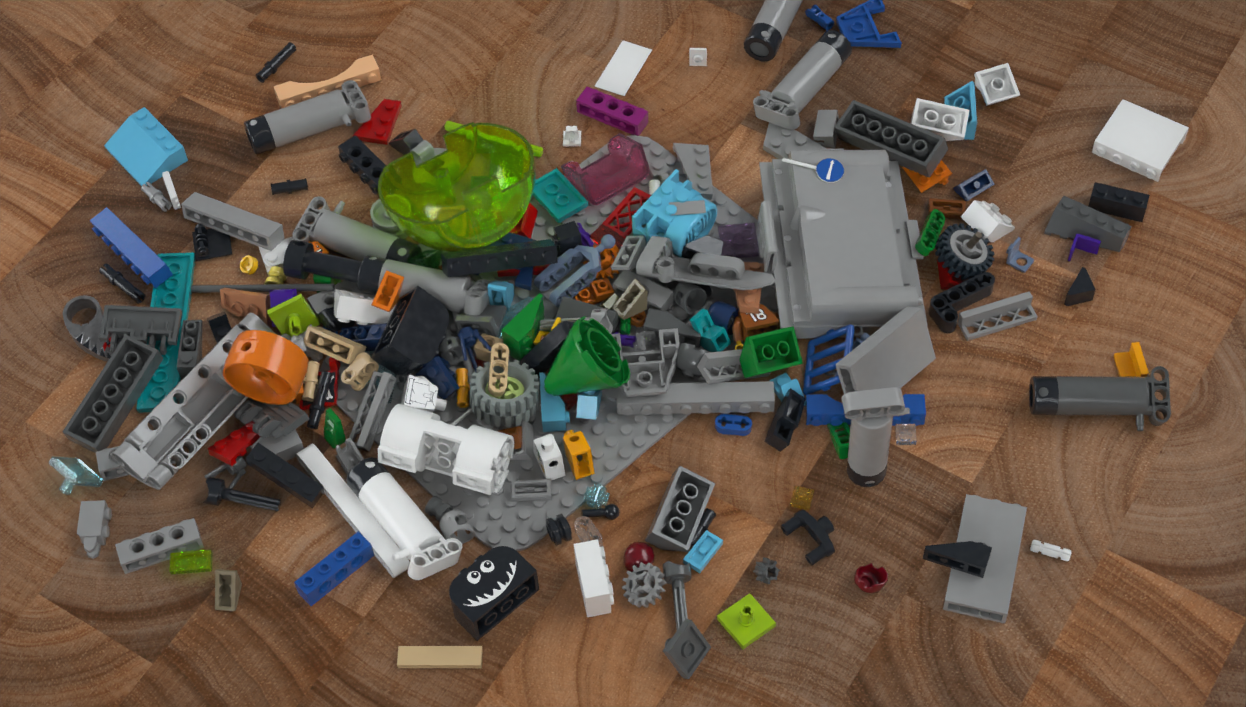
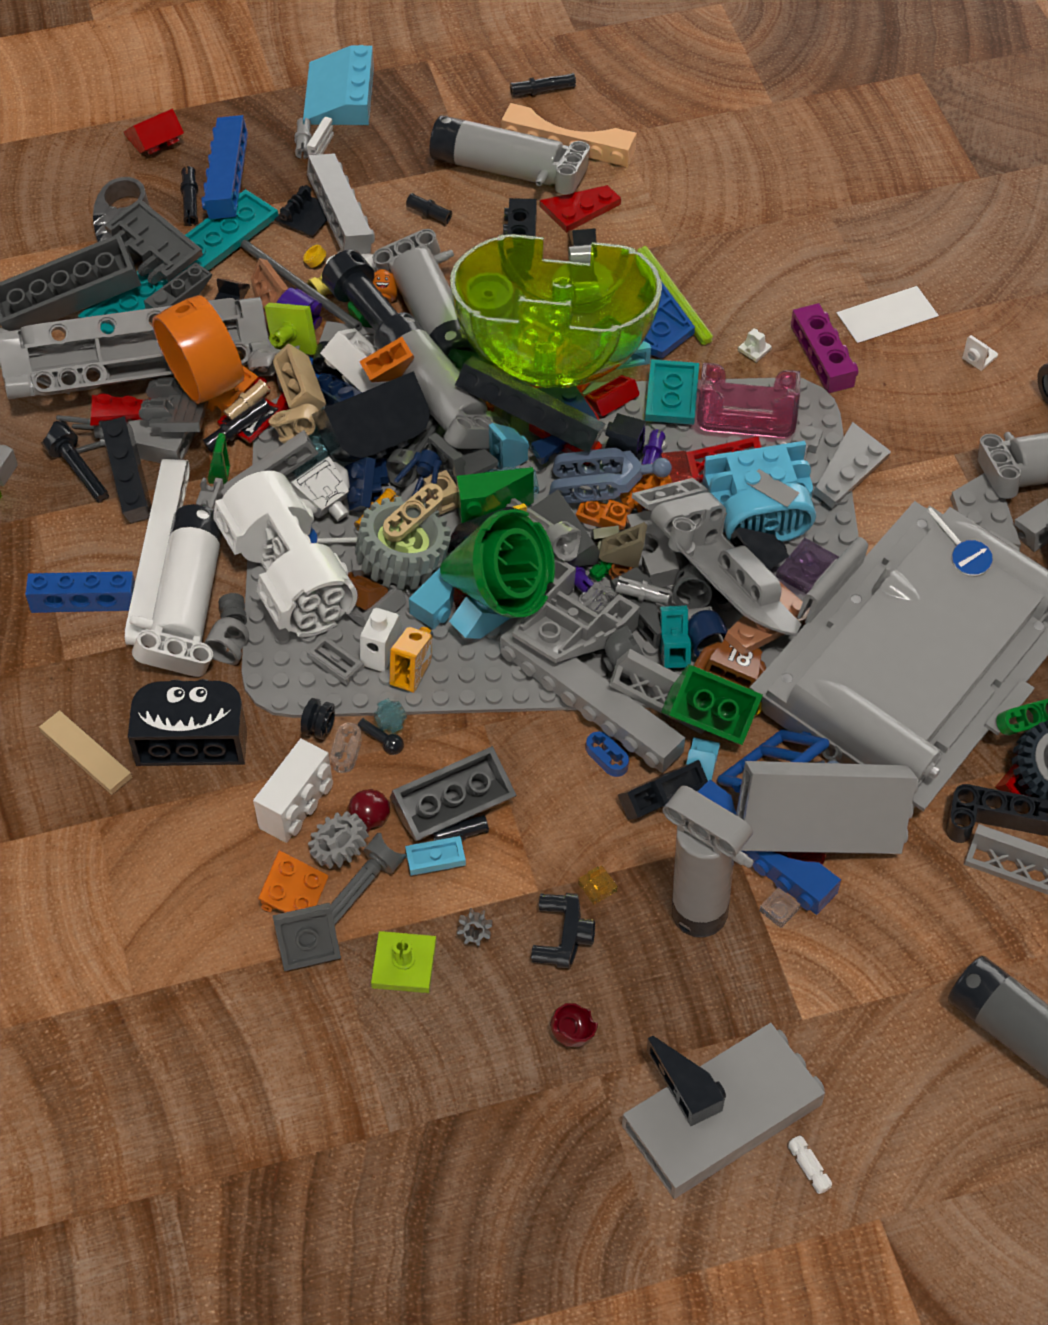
camera: 40 degrees right, 0 degrees up
(51, 258) = (154, 132): none -> red slope
(644, 631) = (291, 885): none -> orange hinge
(669, 318) = (642, 590): none -> light grey pin

